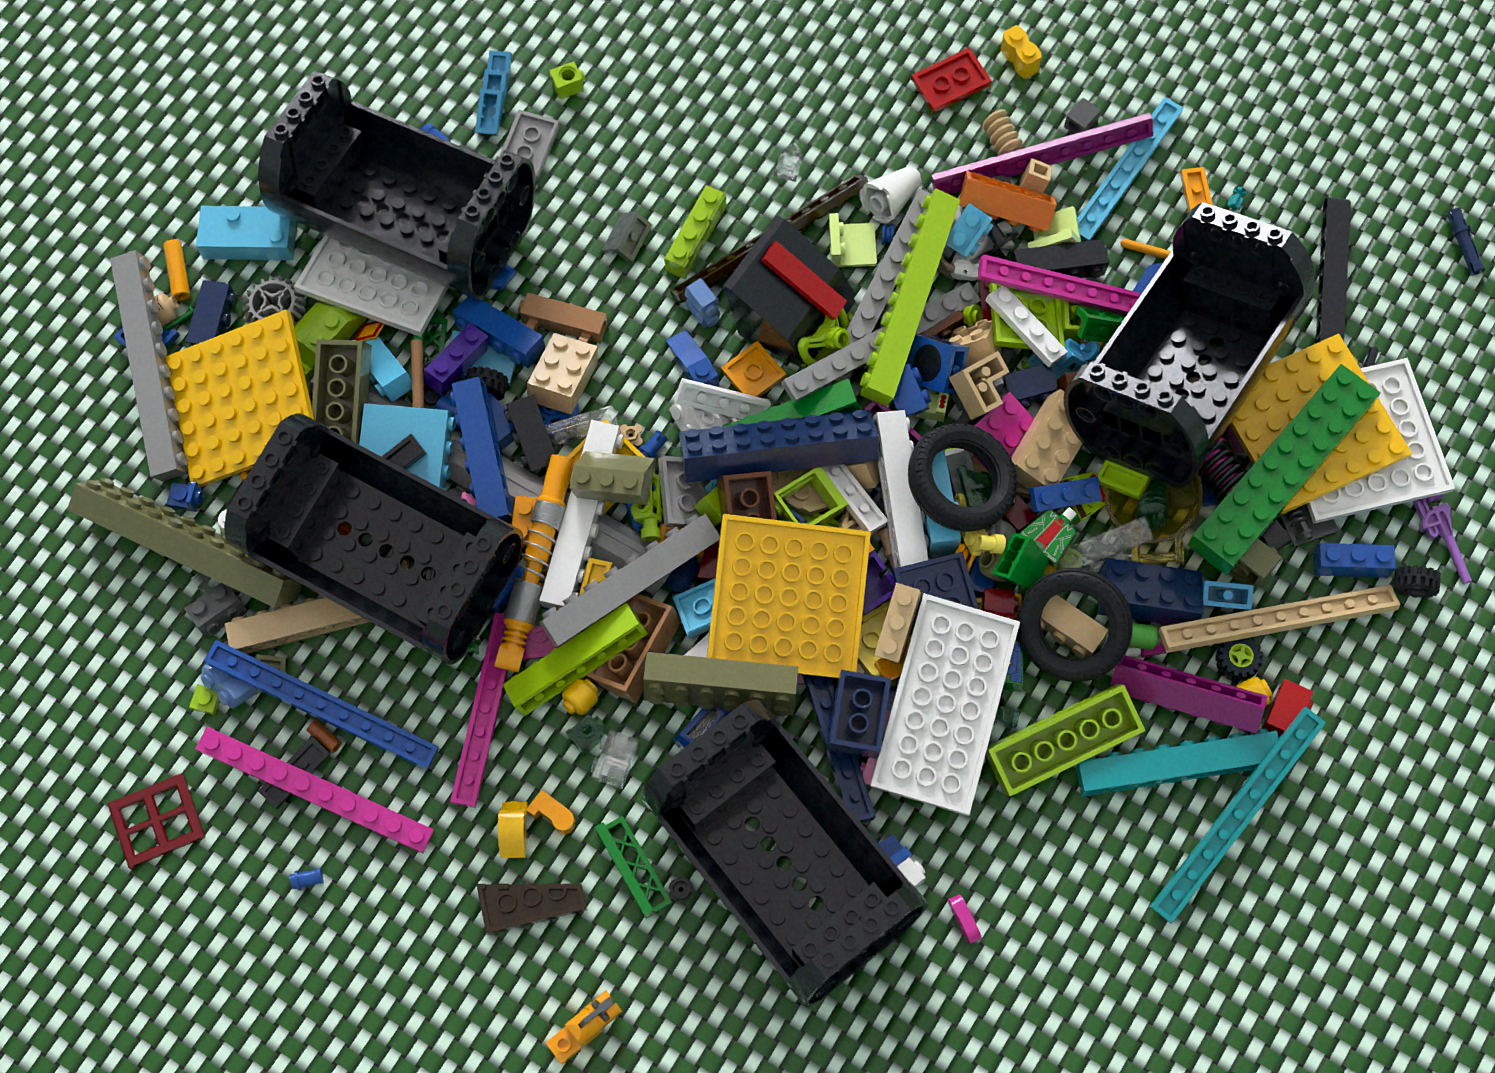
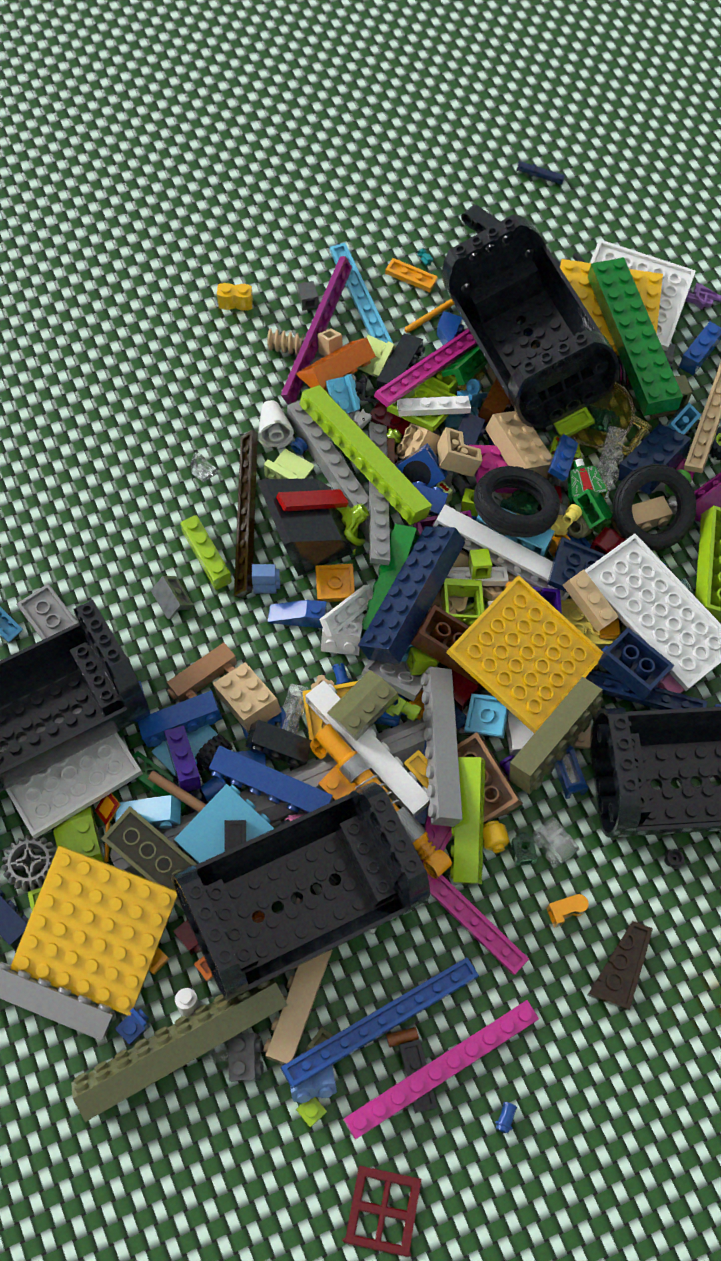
camera: 60 degrees left, 5 degrees down
(512, 829) = (565, 941): yellow brick -> none
(567, 88) = (25, 565): lime brick -> none
(625, 871) = (638, 885): green fence -> none
(865, 490) = (480, 564): none -> lime brick
(951, 80) = (220, 345): red plate -> none

